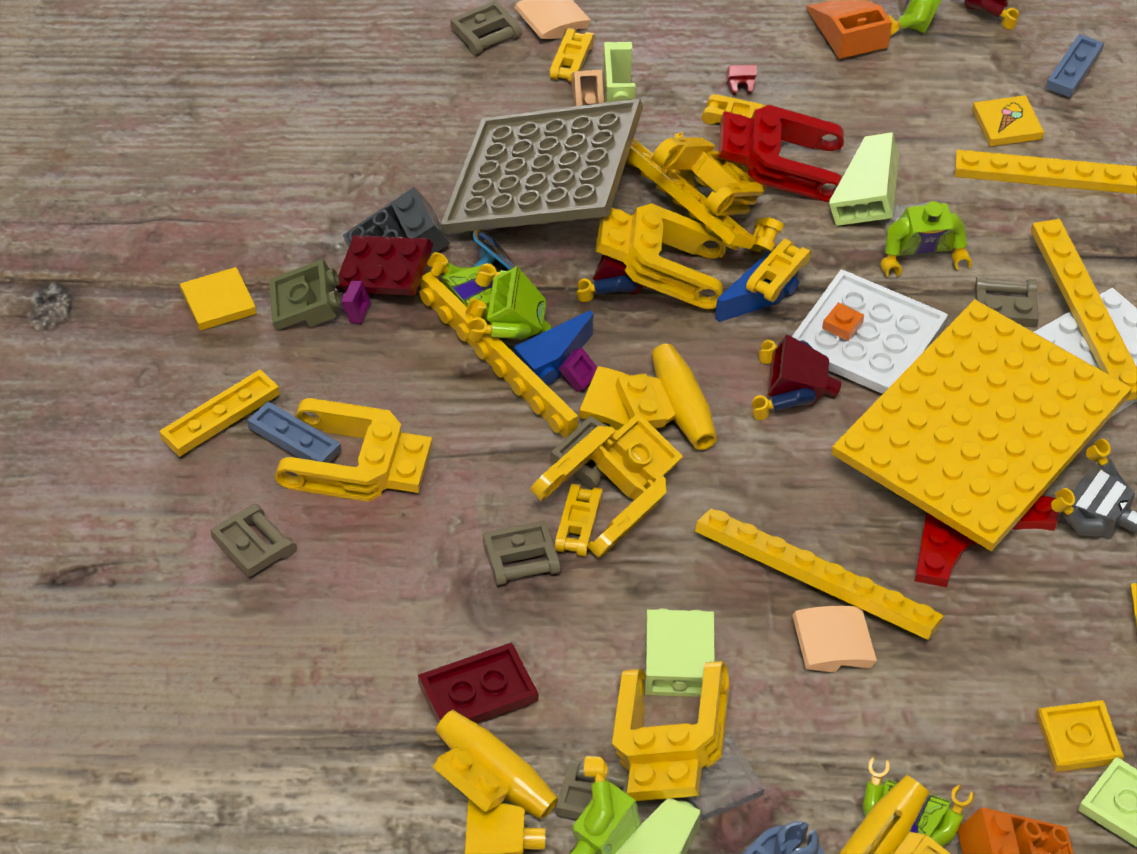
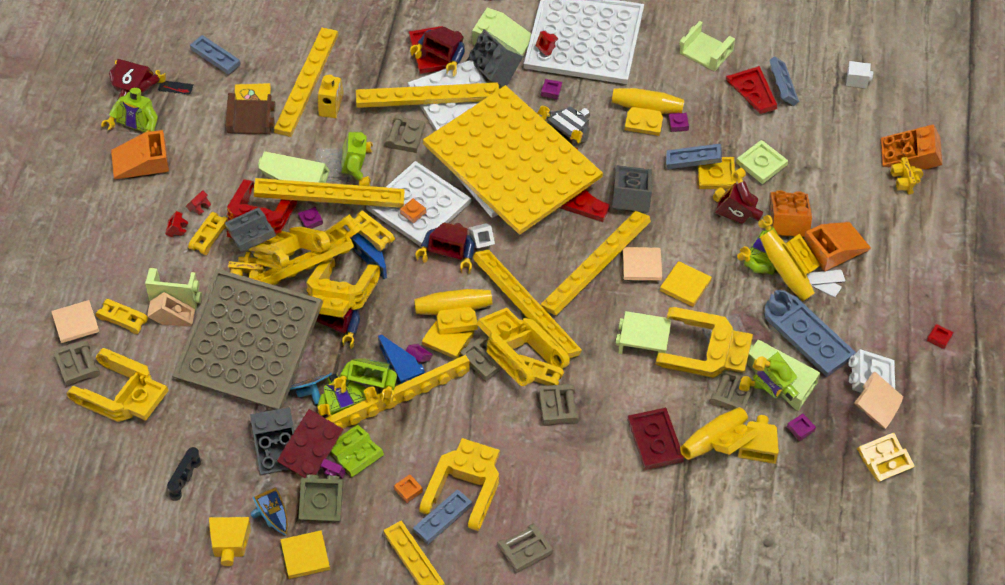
camera: 80 degrees left, 5 degrees up
(229, 214) = (229, 537): none -> yellow torso
(276, 246) = (272, 509): none -> shield
(325, 153) = (183, 473): none -> black plate
(337, 388) = (408, 488): none -> orange plate
(396, 326) = (355, 450): none -> lime slope
(442, 86) = (136, 398): none -> yellow plate
(703, 490) = (524, 300): none -> yellow plate
(726, 127) = (250, 229): none -> dark grey slope
(788, 90) = (197, 201): none -> red tile
(801, 218) = (310, 218): none -> magenta plate
(811, 708) = (685, 284): none -> yellow tile
(819, 411) = (482, 235): none -> white brick
(836, 215) = (329, 192): none -> yellow plate
(967, 113) = (249, 115): none -> reddish brown panel
(993, 605) = (632, 189): none -> dark grey slope
(998, 748) = (737, 201): none -> dark red torso
(1000, 41) = (176, 87): none -> black sticker
(1038, 194) = (331, 89): none -> yellow torso
(1094, 687) = (694, 156): none -> sand blue plate

